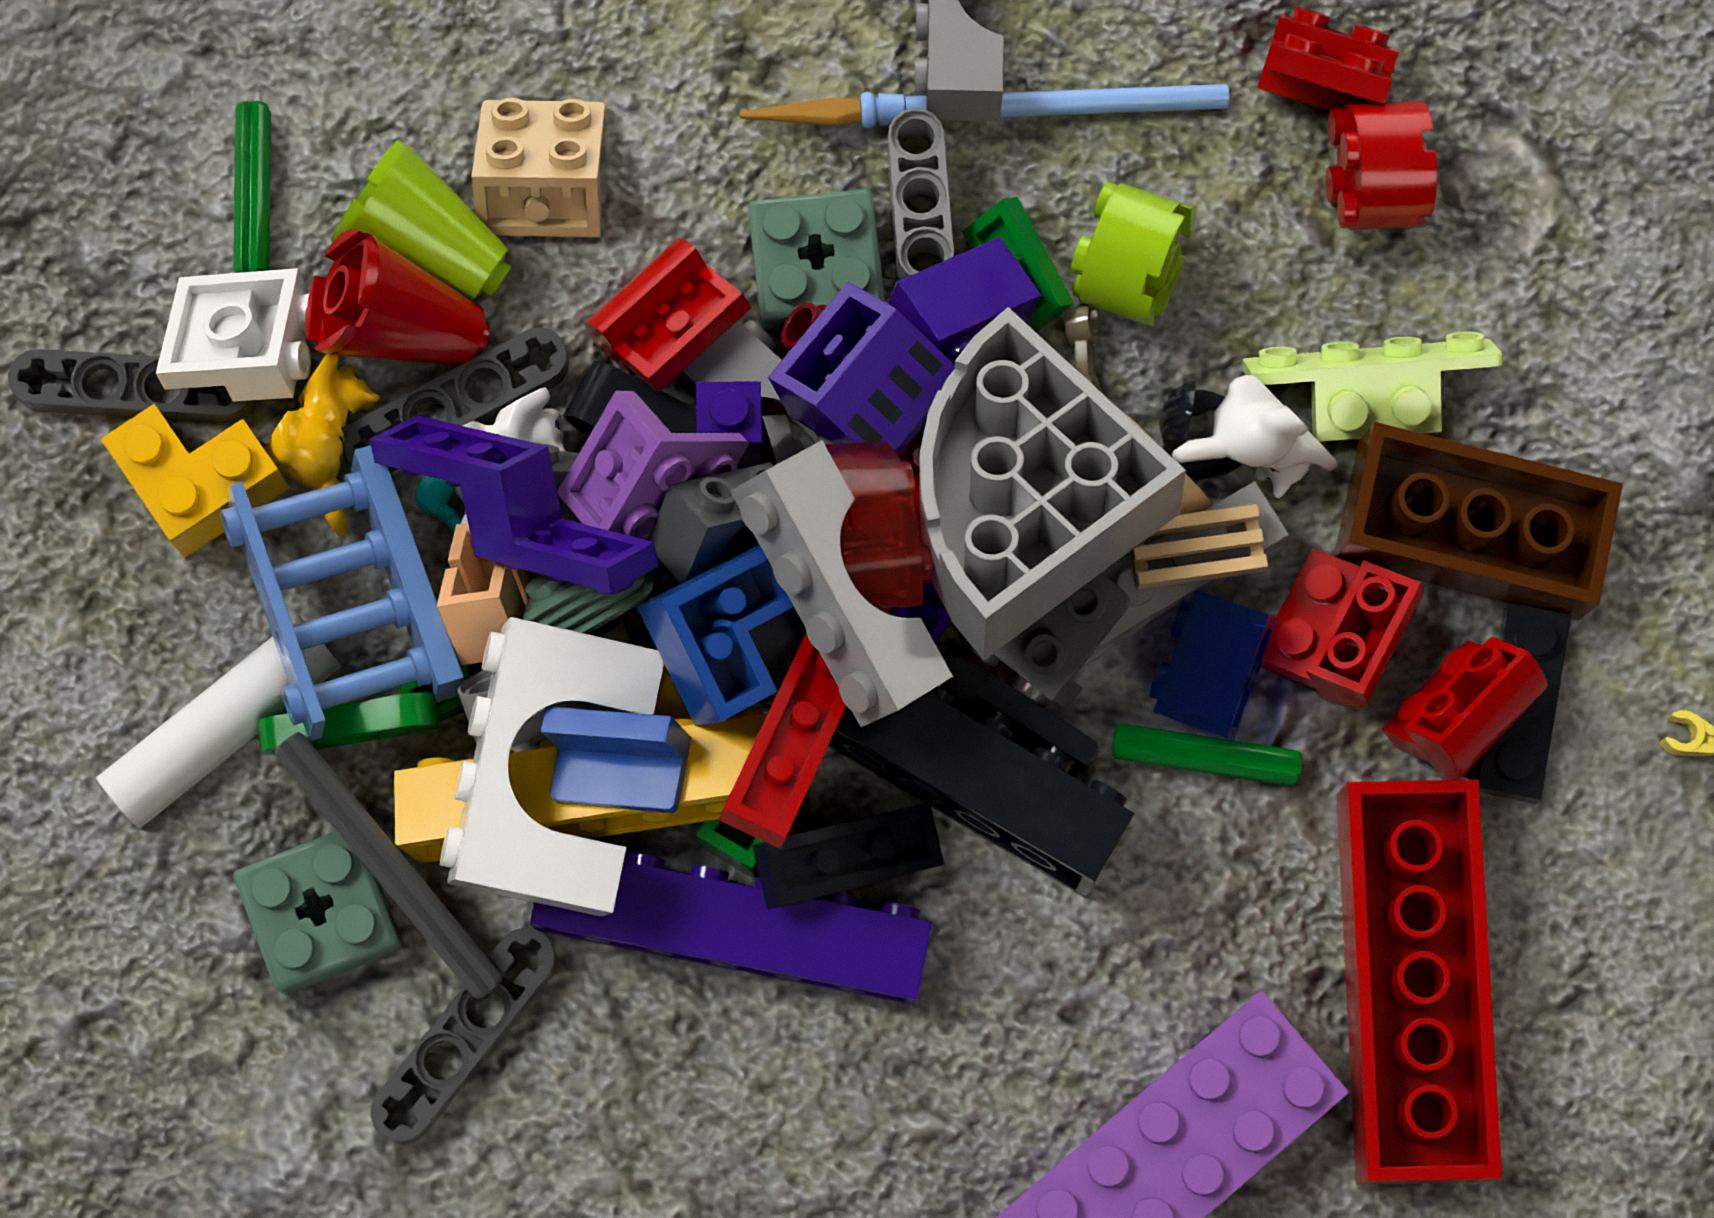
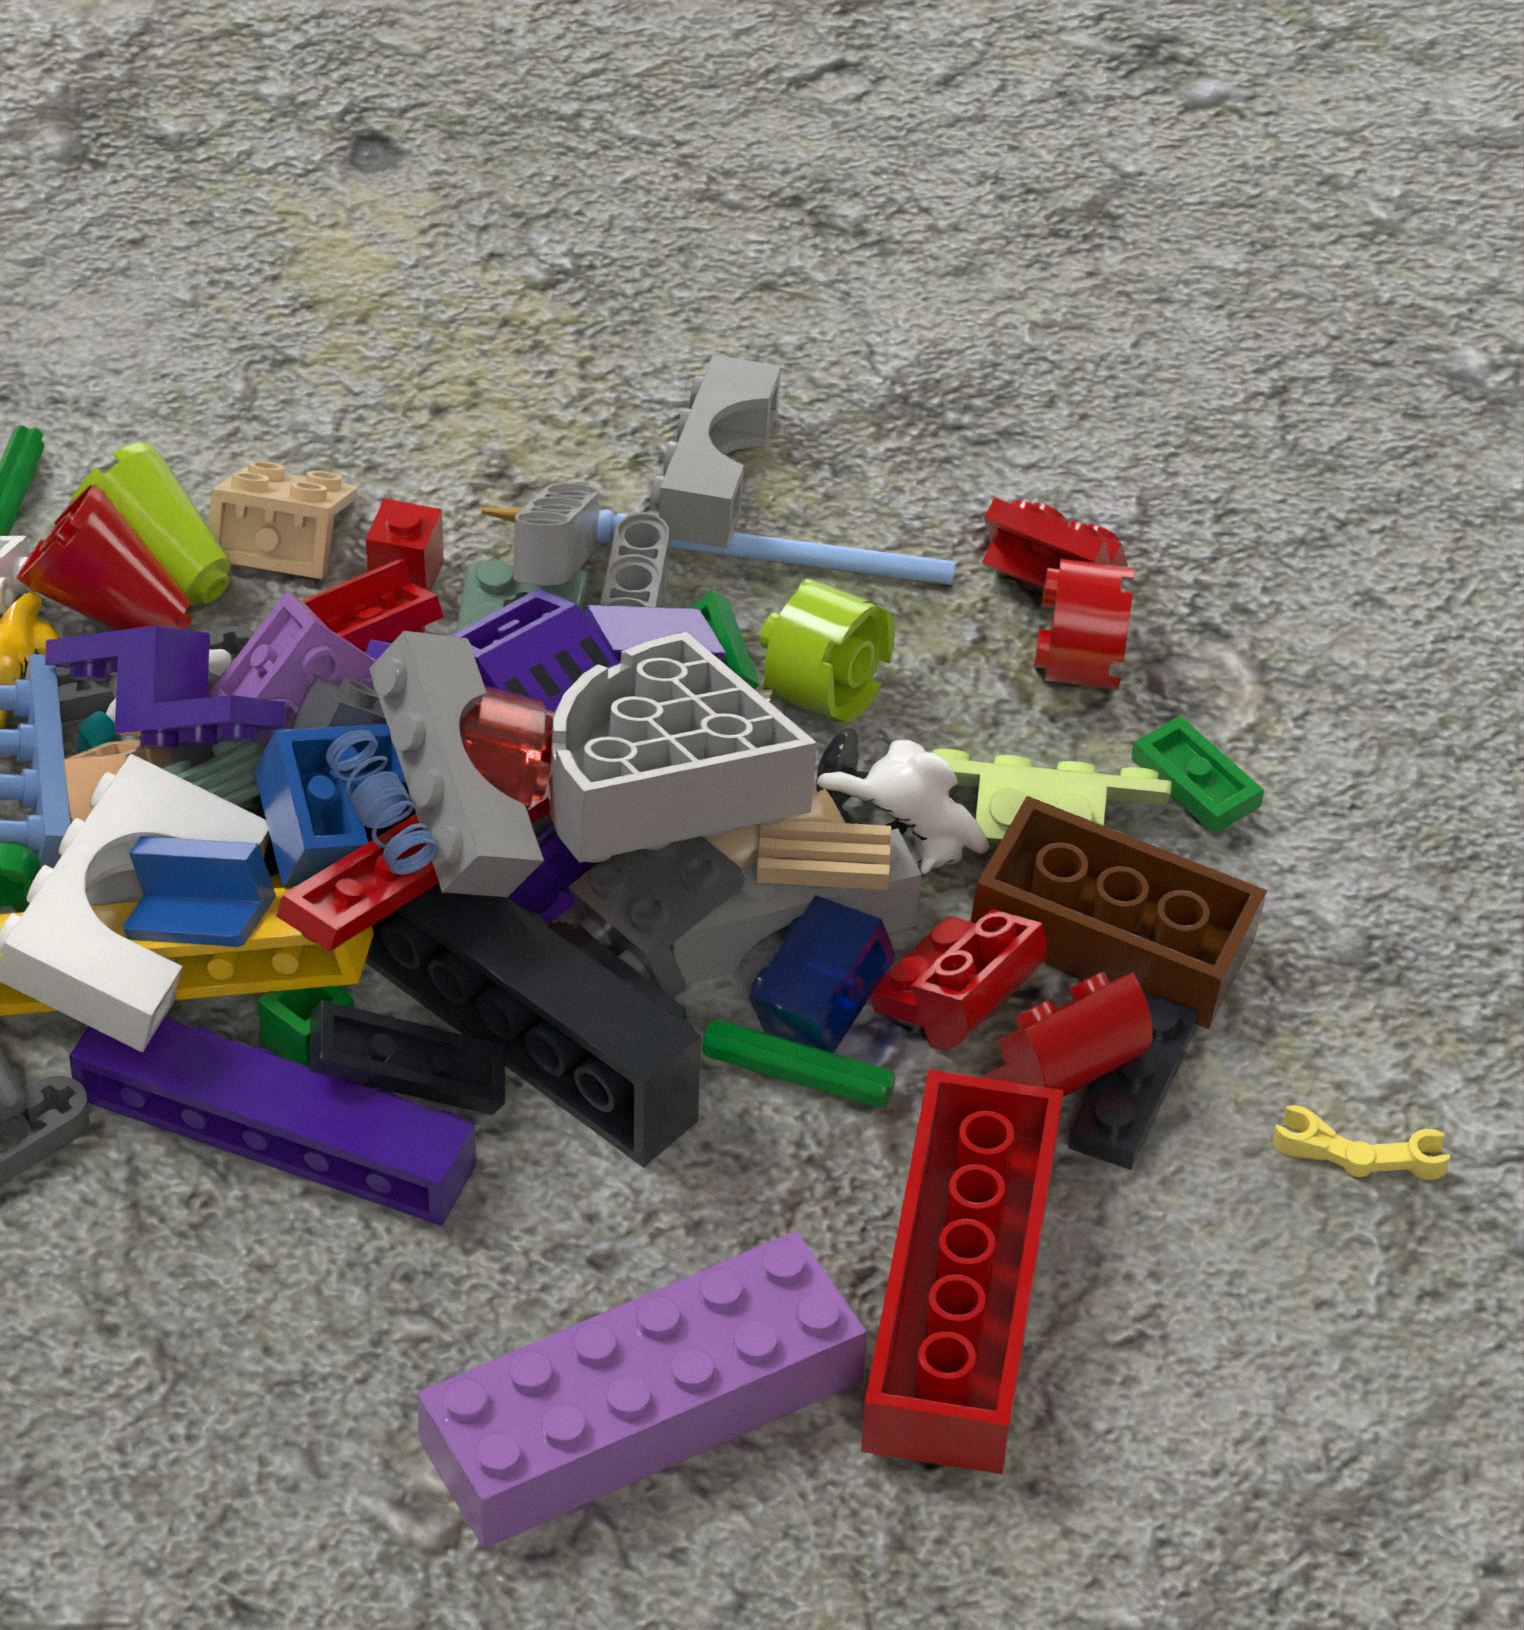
camera: 10 degrees right, 30 degrees down
(678, 194) = (408, 534): none -> red brick
(785, 660) = (381, 800): none -> medium blue piece
(836, 173) = (555, 534): none -> light grey beam
(1517, 318) = (1199, 773): none -> green plate

